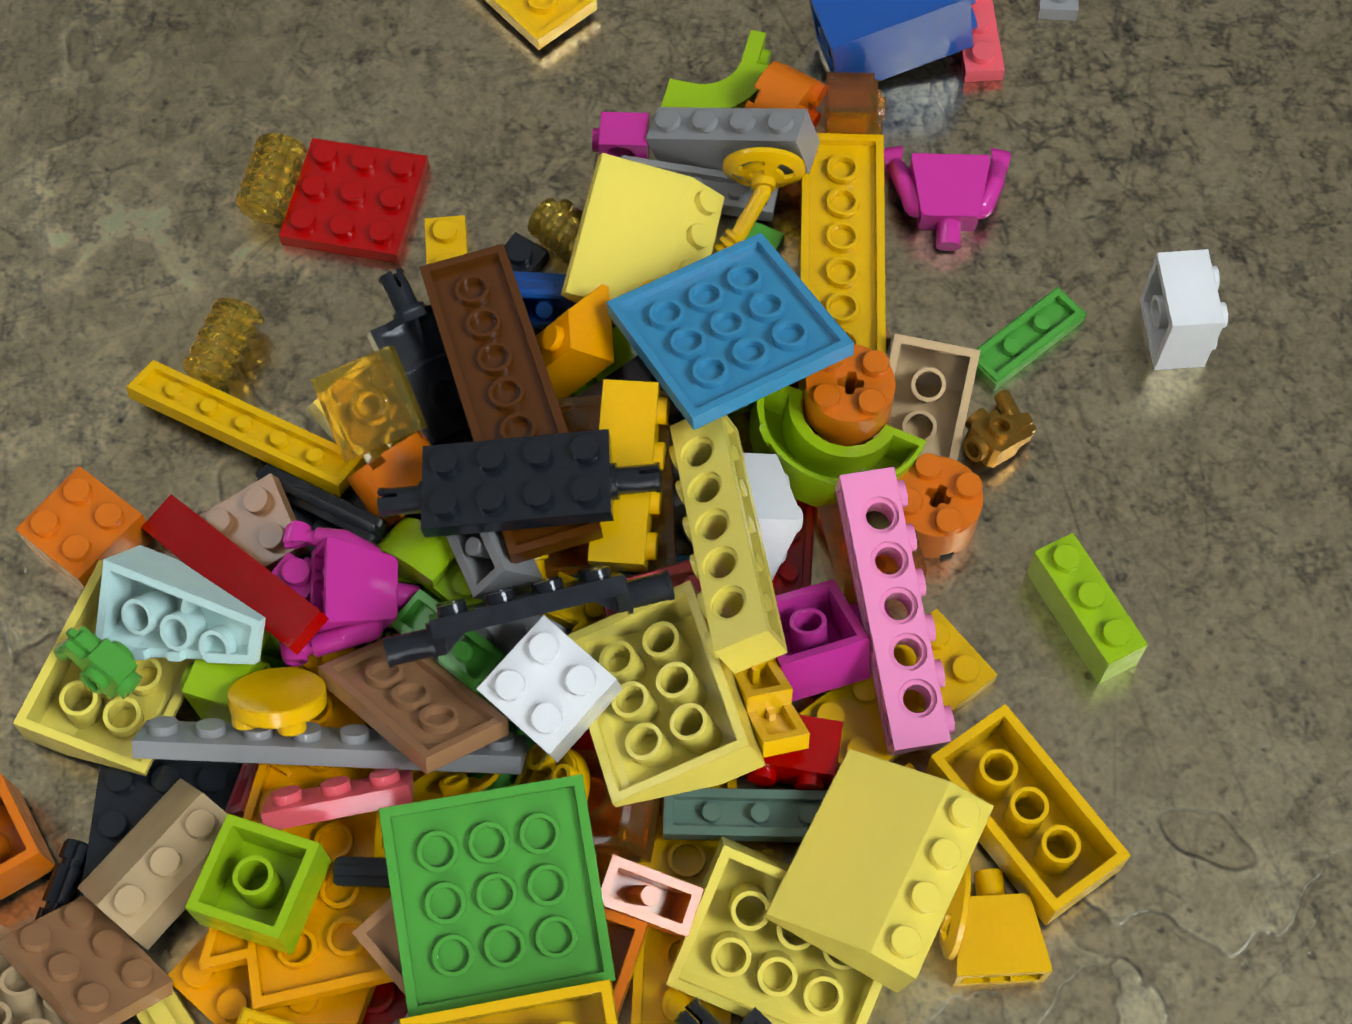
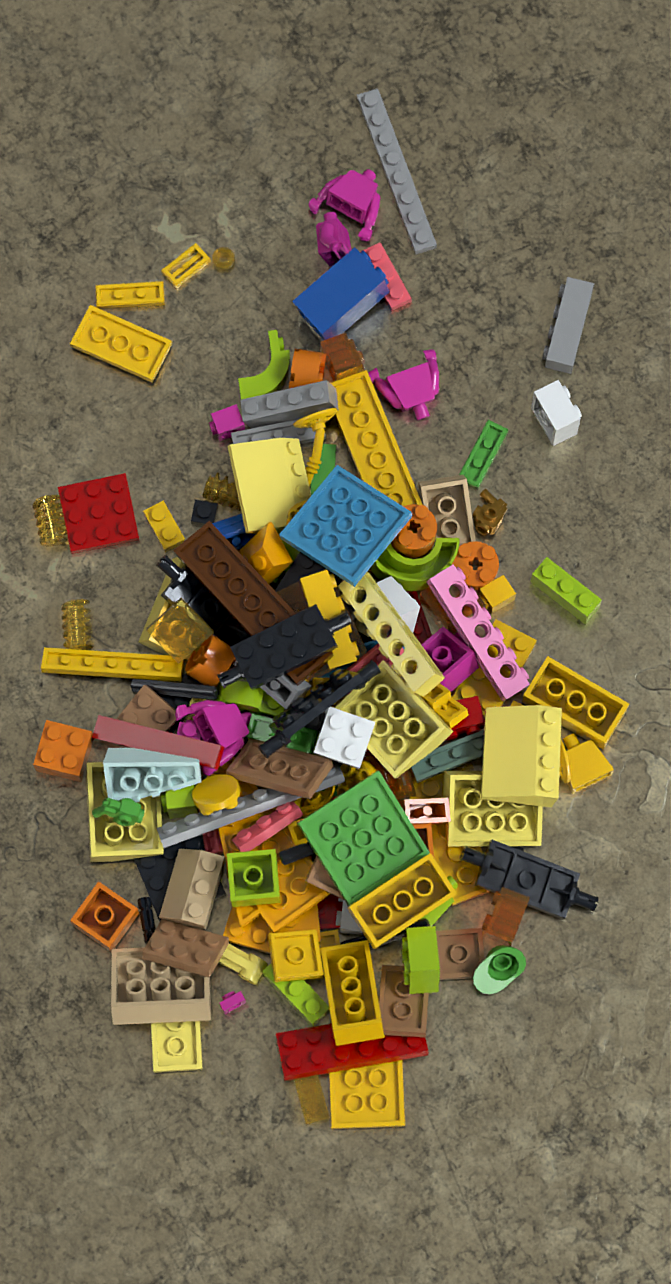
camera: 25 degrees left, 10 degrees up
(957, 567) = (497, 594): none -> yellow brick
(1254, 193) = (569, 325): none -> light grey brick

